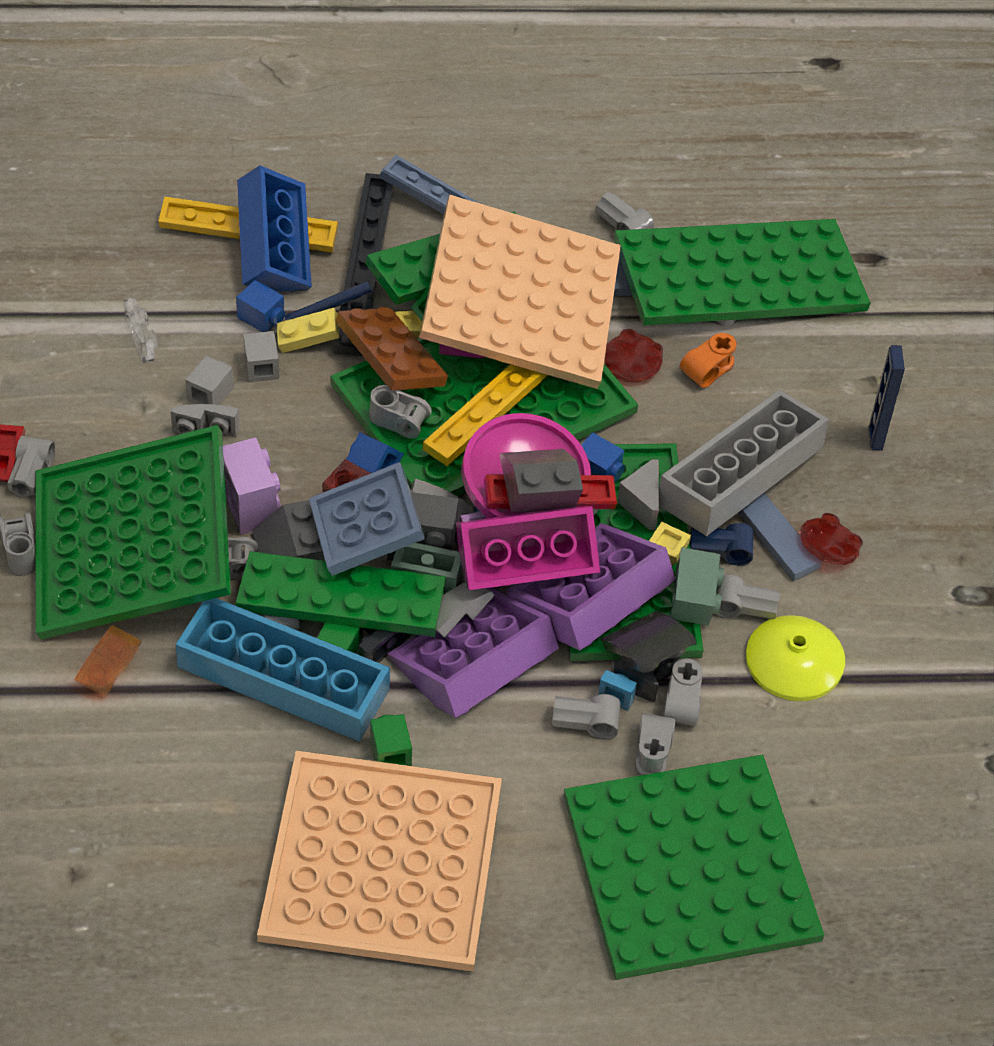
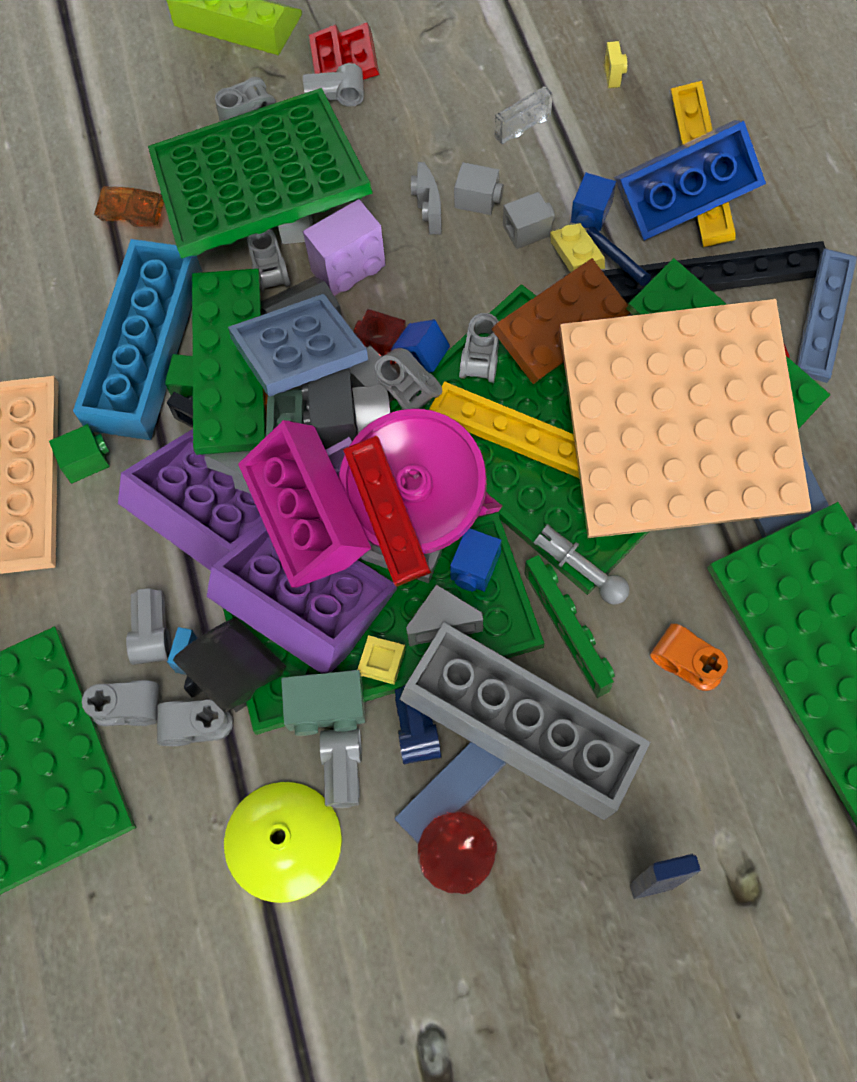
camera: 85 degrees right, 15 degrees up
(110, 252) = (614, 64): none -> light yellow plate
(419, 462) = (409, 381): none -> light grey piece
(541, 480) = (381, 485): dark grey slope -> none
(608, 403) = (612, 588): none -> light grey pin
(633, 356) = (666, 571): clear red dish -> none
(666, 425) = (562, 613): none -> green plate

